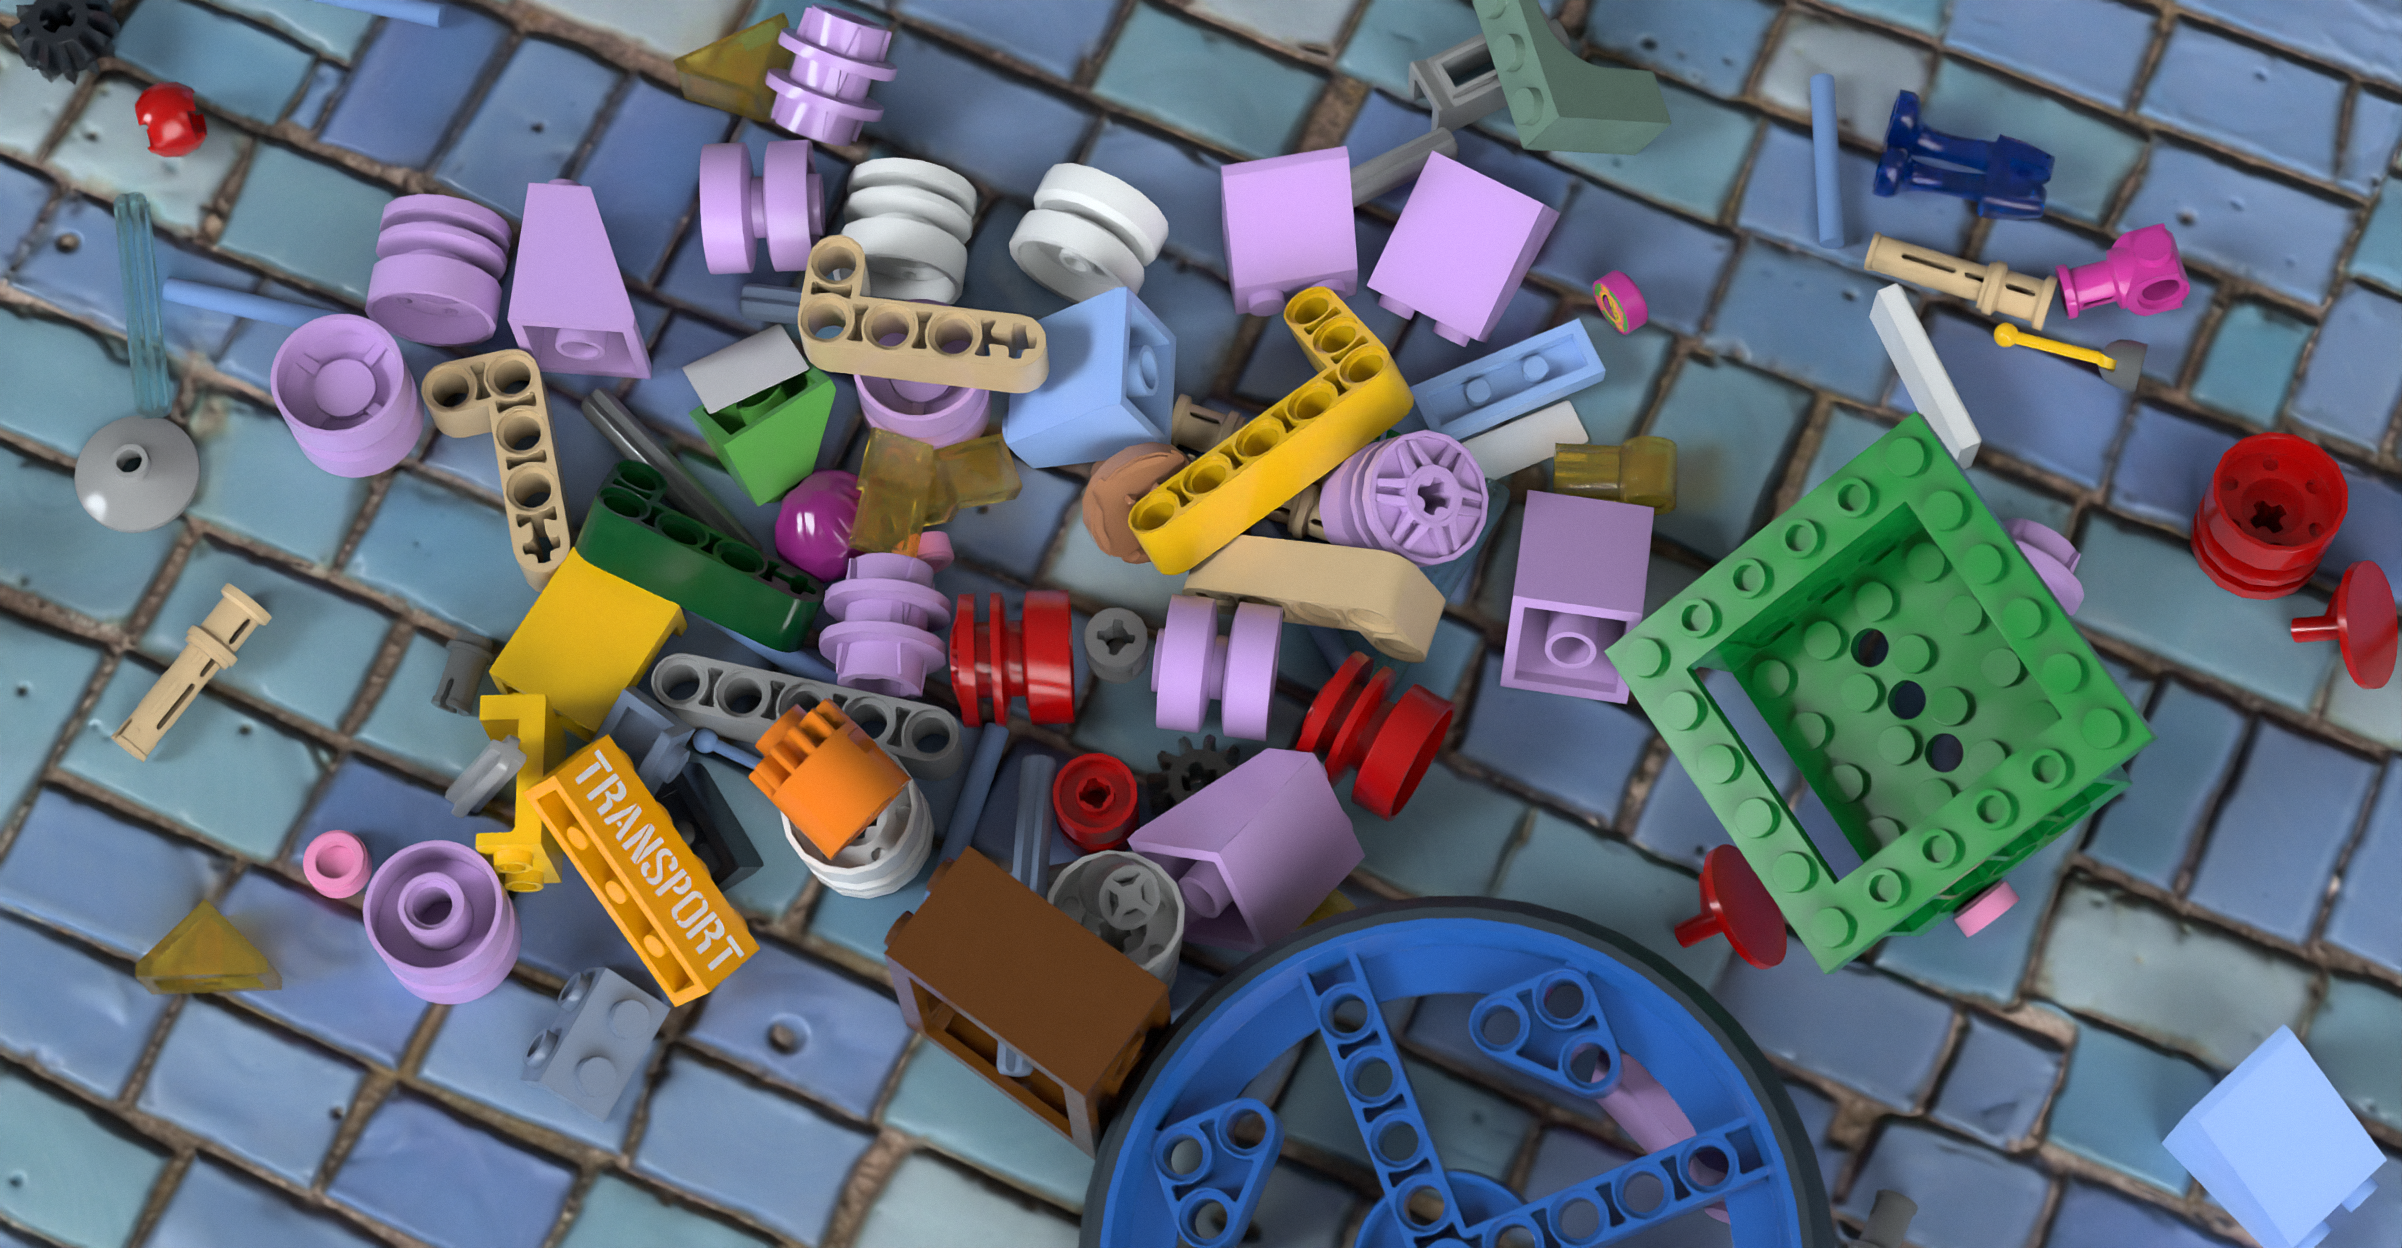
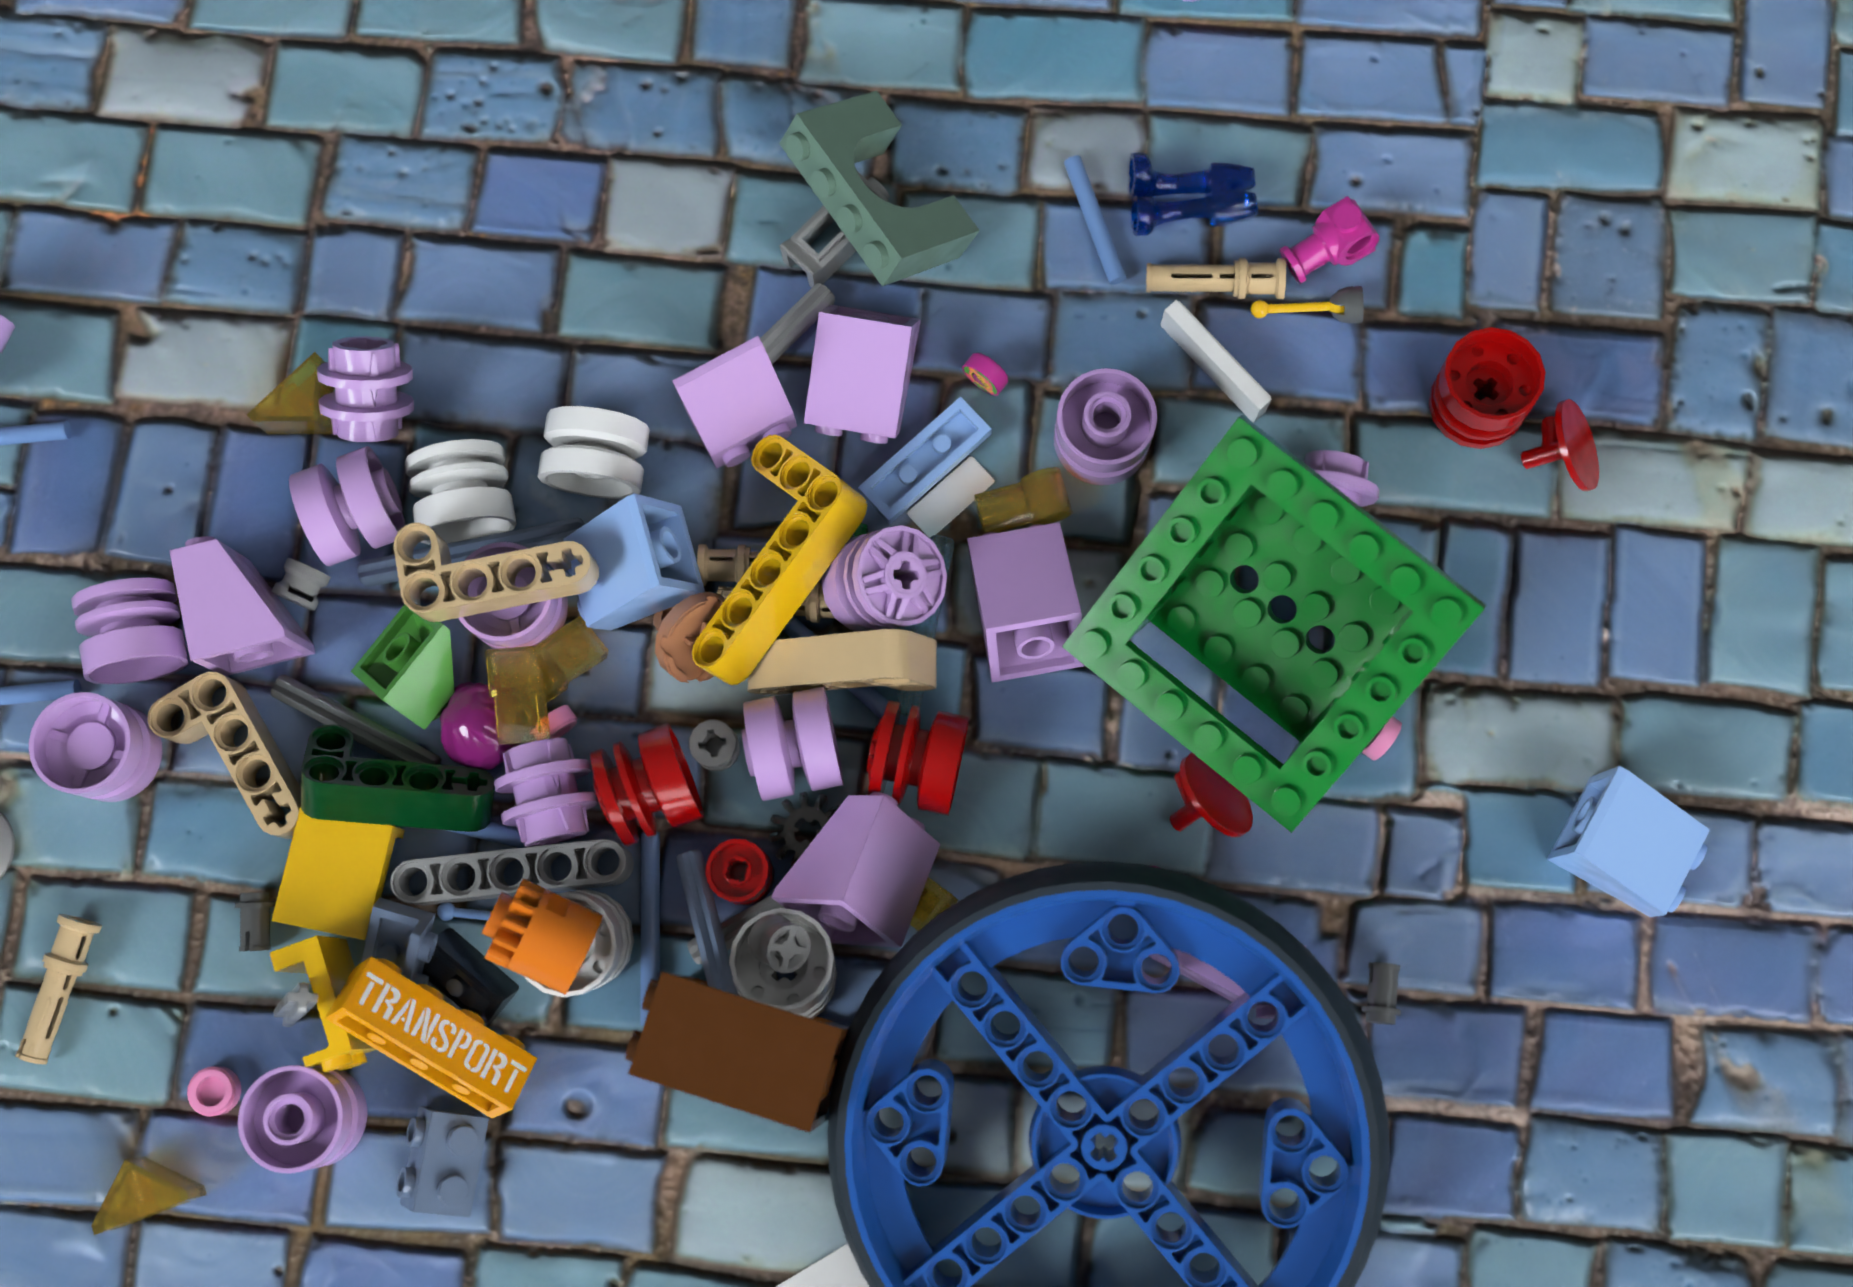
camera: 15 degrees left, 10 degrees up
(665, 286) = (303, 580): none -> light grey wheel
(745, 368) = (378, 629): white sticker -> none
(1751, 410) = (1104, 426): none -> lavender wheel

